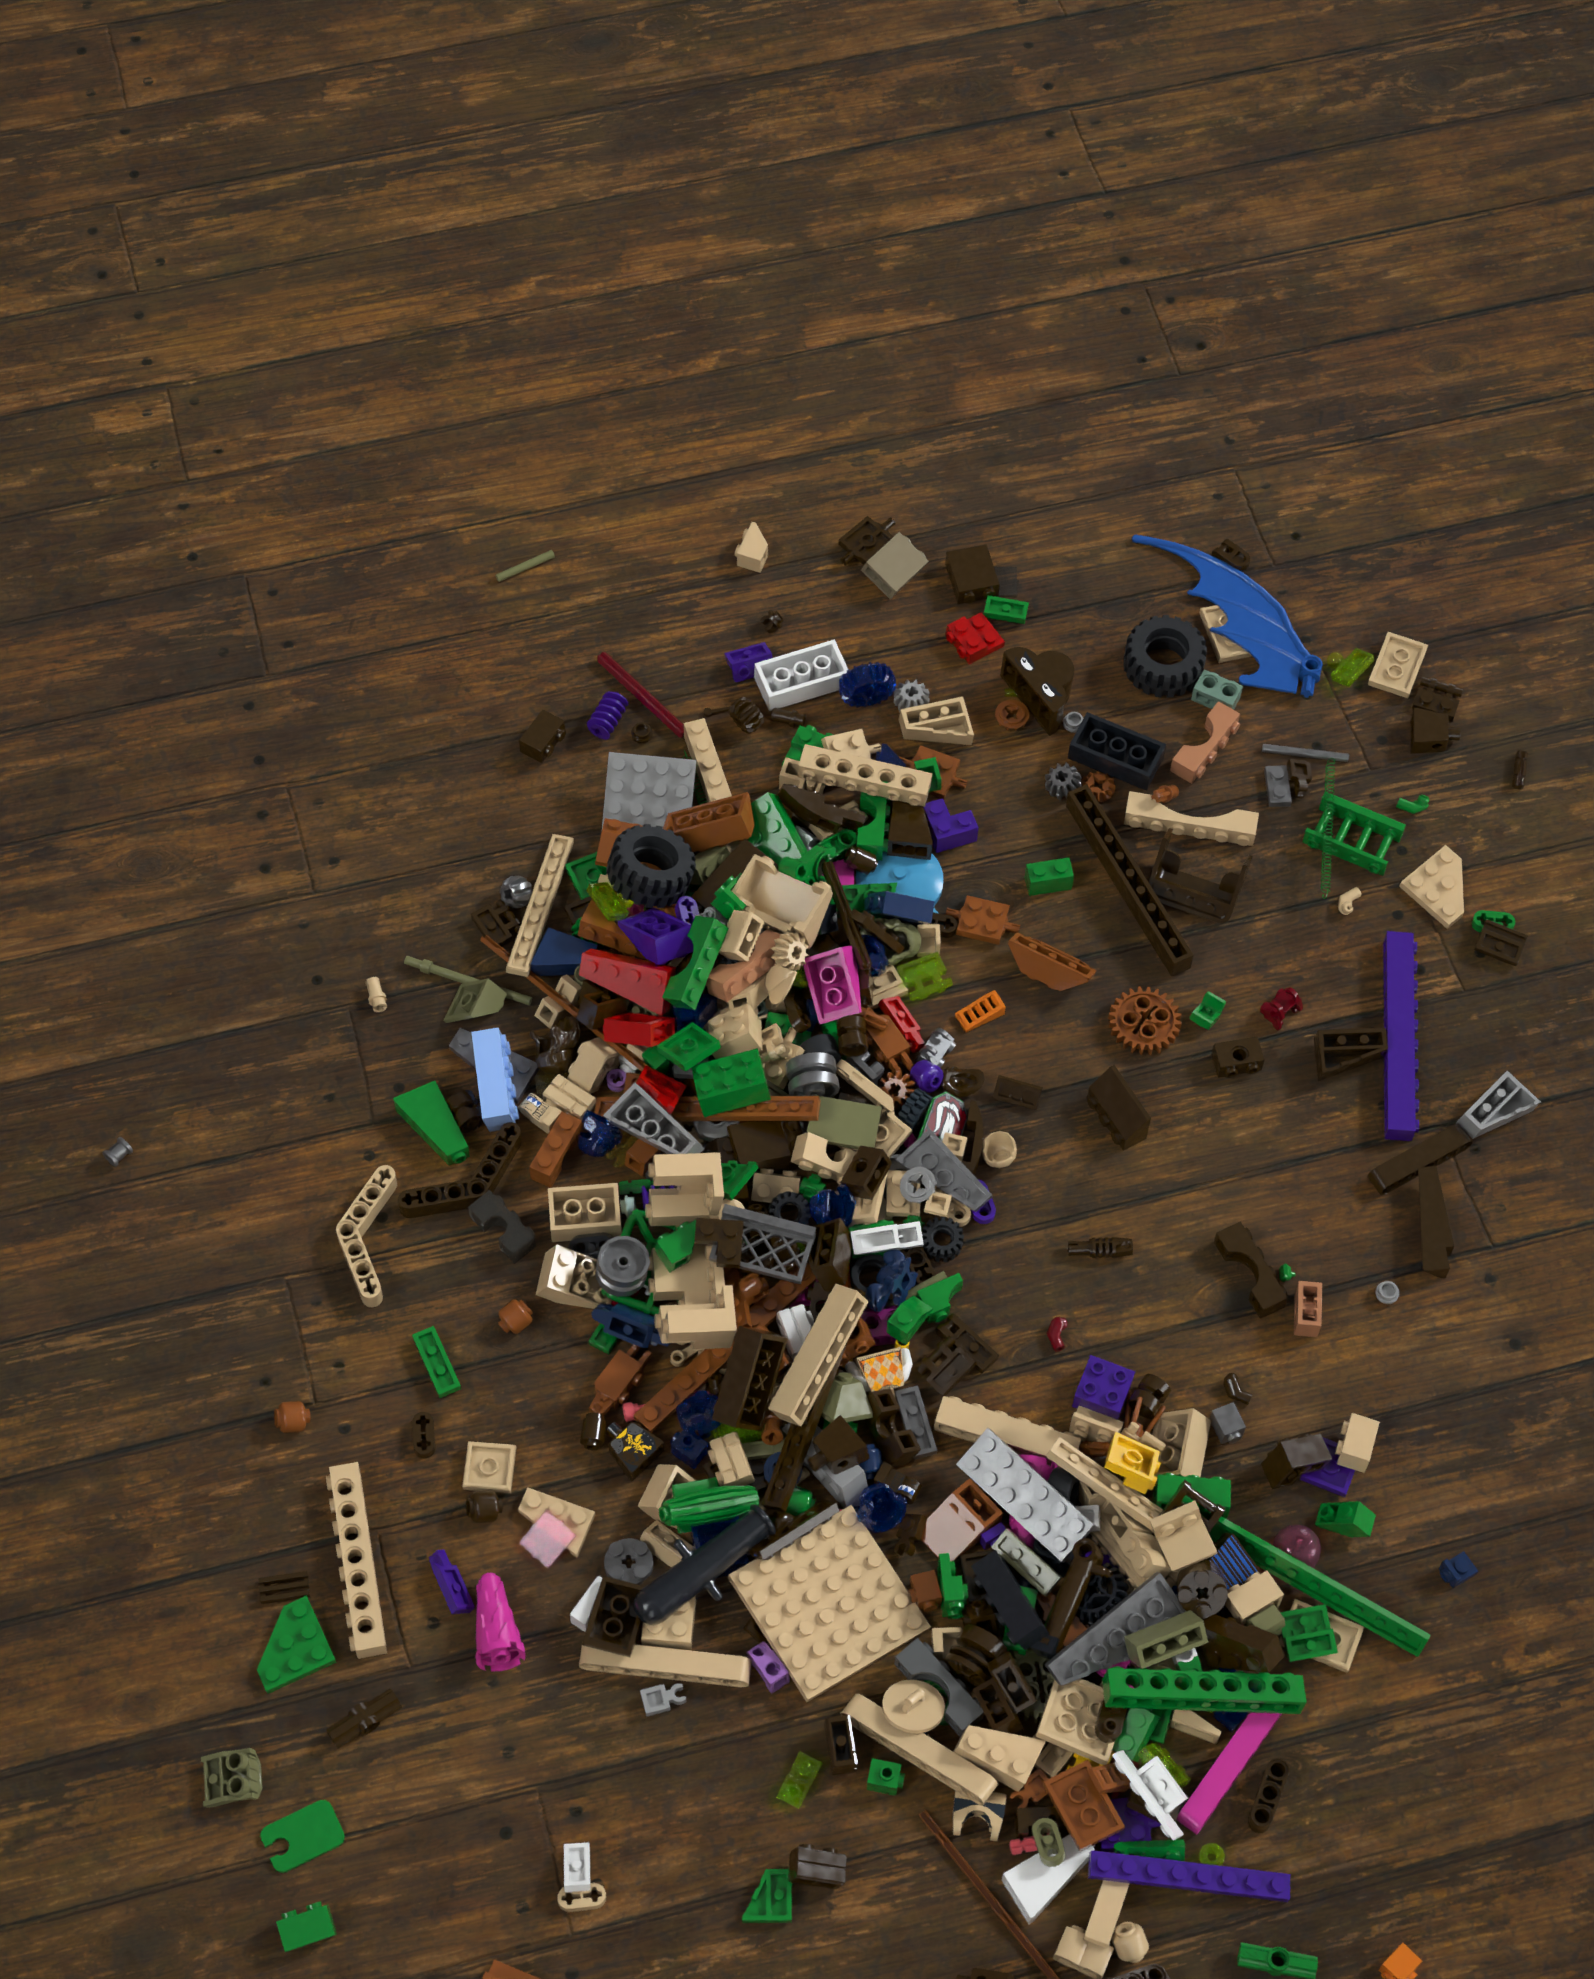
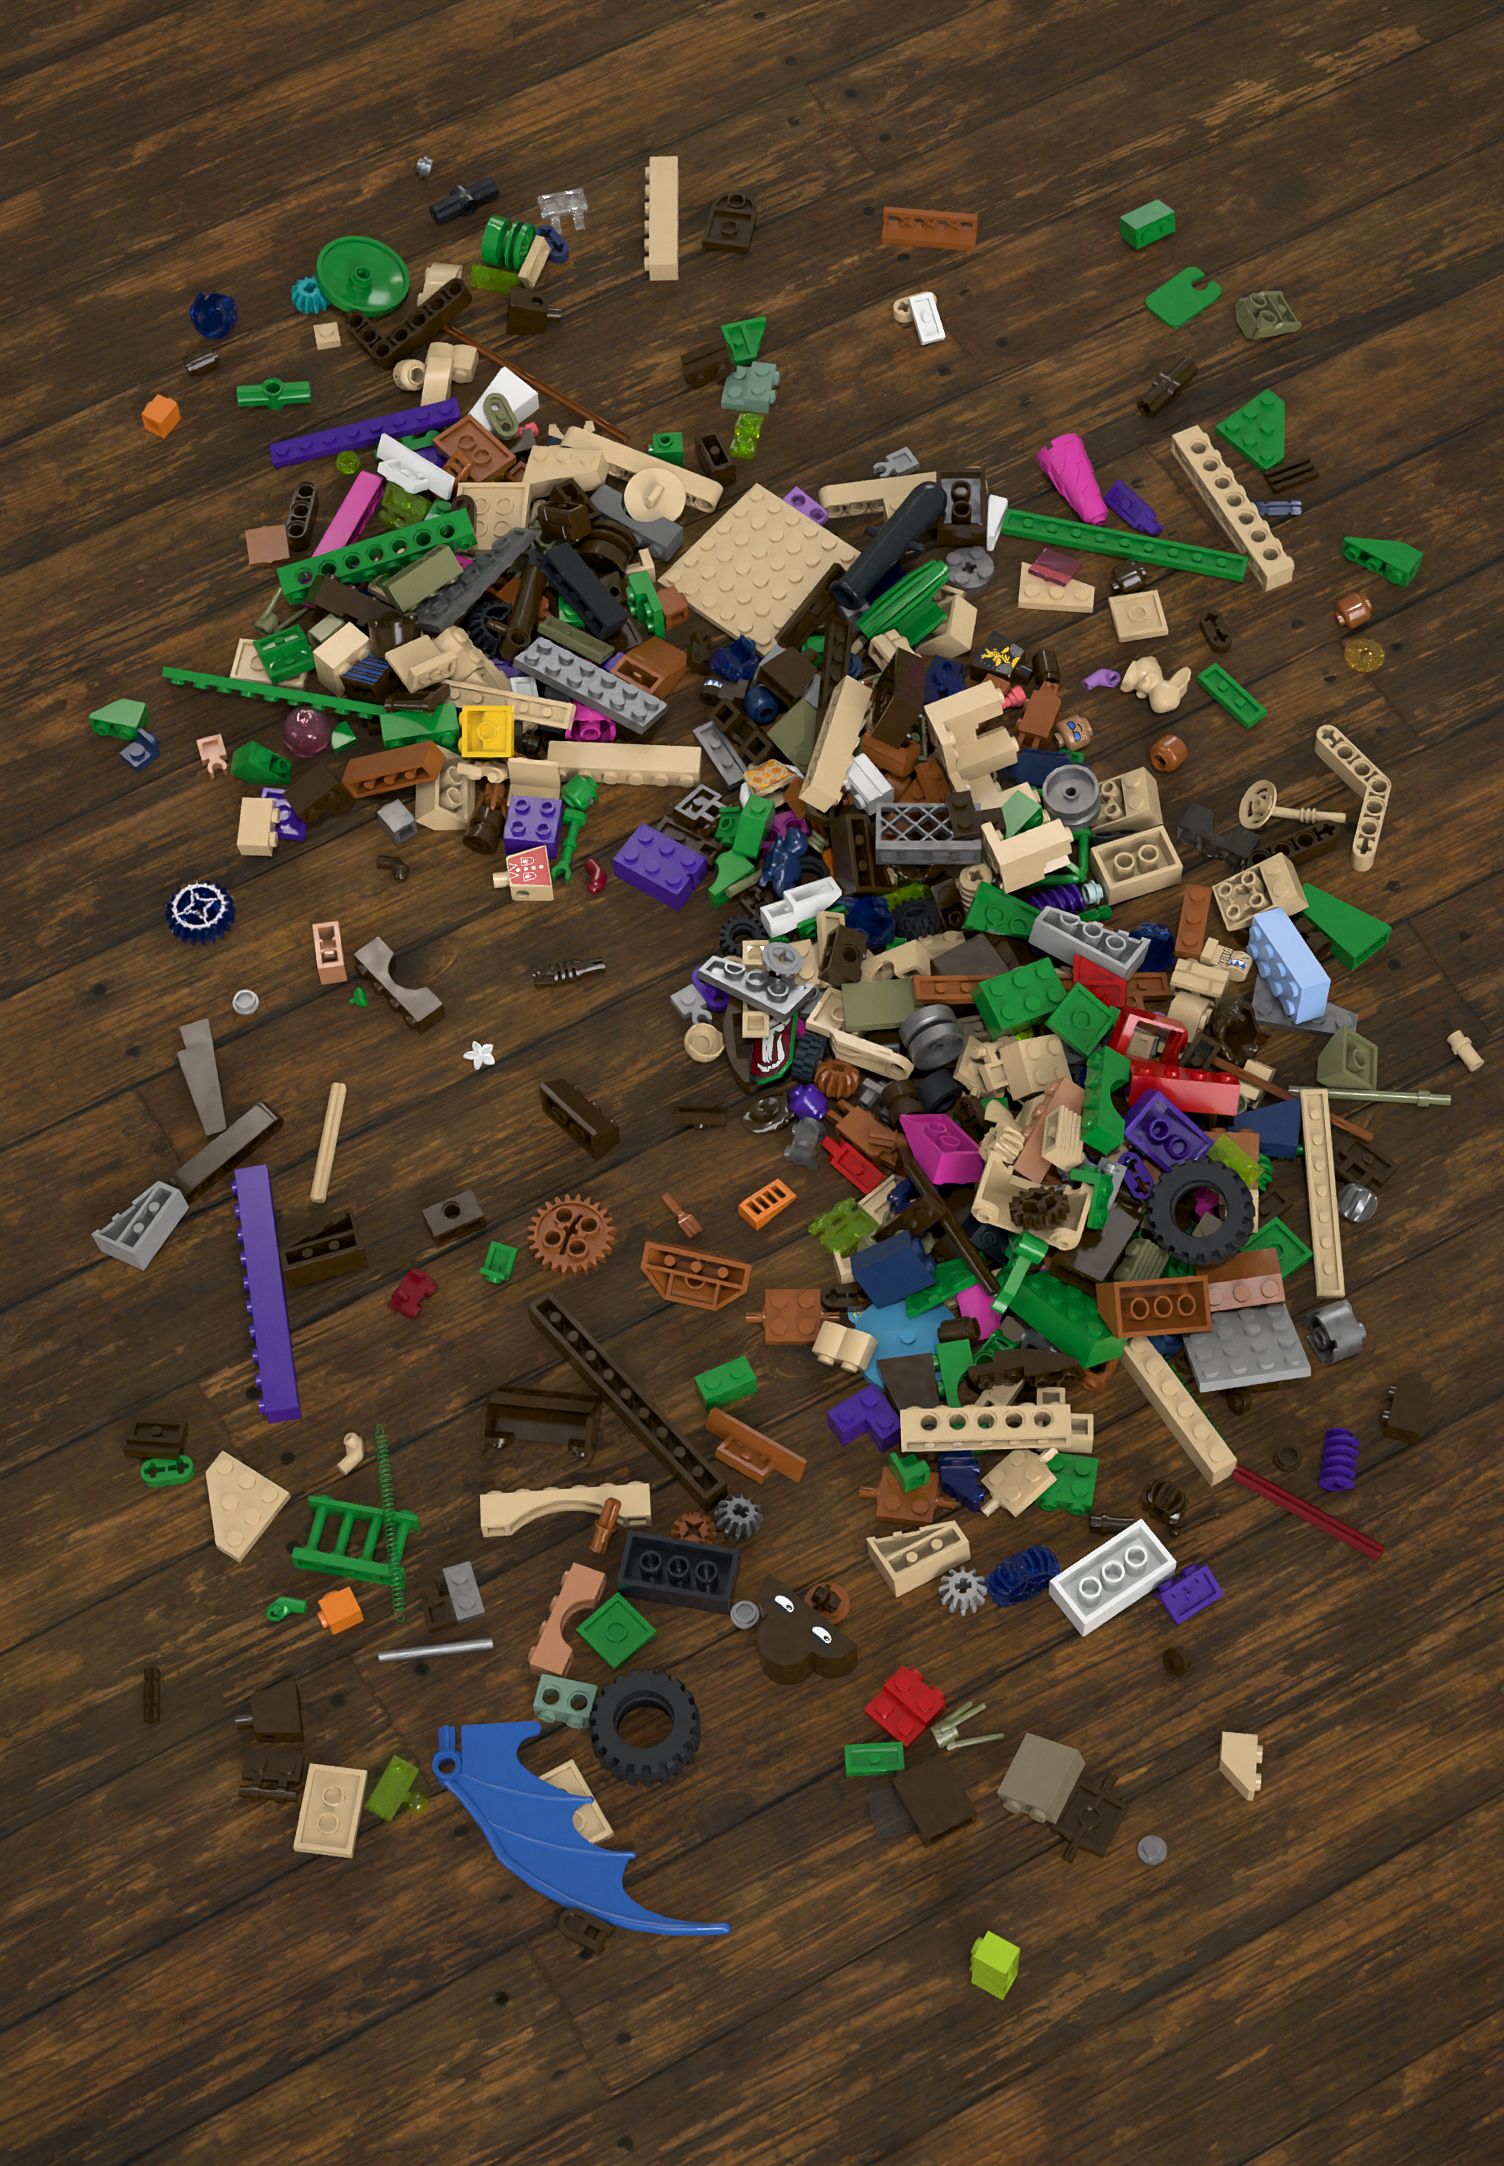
camera: 170 degrees right, 0 degrees up
(234, 1463) = (1387, 558): none -> green slope
(299, 1386) = (1371, 661): none -> clear yellow gear
(313, 1552) = (1279, 507): none -> dark blue axle
(451, 1241) = (1267, 808): none -> tan dish
(473, 1547) = (1125, 545): none -> green plate
(491, 1144) = (1258, 890): none -> tan slope
(507, 1391) = (1148, 680): none -> tan animal
(544, 1414) = (1103, 678): none -> medium lavender arm
(573, 798) = (1334, 1332): none -> flat silver brick
(593, 1356) = (1073, 733): none -> medium nougat head
(777, 902) = (1039, 1207): none -> dark brown gear
(778, 1835) = (751, 388): none -> sand green plate
(832, 516) = (1152, 1850): none -> flat silver plate
(925, 1340) = (728, 825): none -> green brick
(950, 613) = (945, 1731): none -> olive plant
(950, 878) = (844, 1346): none -> tan brick
(963, 455) = (994, 1964): none -> lime brick
(999, 1320) = (660, 866): none -> dark purple piece
(1002, 1195) = (691, 1004): none -> light grey plate
(1016, 705) = (827, 1600): none -> dark brown plate
(1044, 824) = (752, 1451): none -> dark orange bracket
(1048, 1014) = (685, 1221): none -> dark orange piece
(1055, 1412) = (579, 793): none -> green head
(1064, 1391) = (575, 820): none -> green piece
(1119, 1343) = (527, 876): none -> torso
(1171, 728) = (616, 1632): none -> green plate
(1190, 1196) = (480, 1054): none -> white plant
(1224, 1459) = (393, 769): none -> dark orange brick
(1265, 1532) = (342, 738): none -> green tile
(1308, 1780) = (267, 545): none -> piece
(1318, 1679) = (268, 621): none -> olive plant
(1331, 1151) = (328, 1143): none -> tan axle
(1373, 789) = (339, 1610): none -> orange brick
(1389, 1548) = (213, 754): none -> plate
(1402, 1389) = (211, 901): none -> clear blue gear
(1473, 1604) = (120, 719): none -> slope

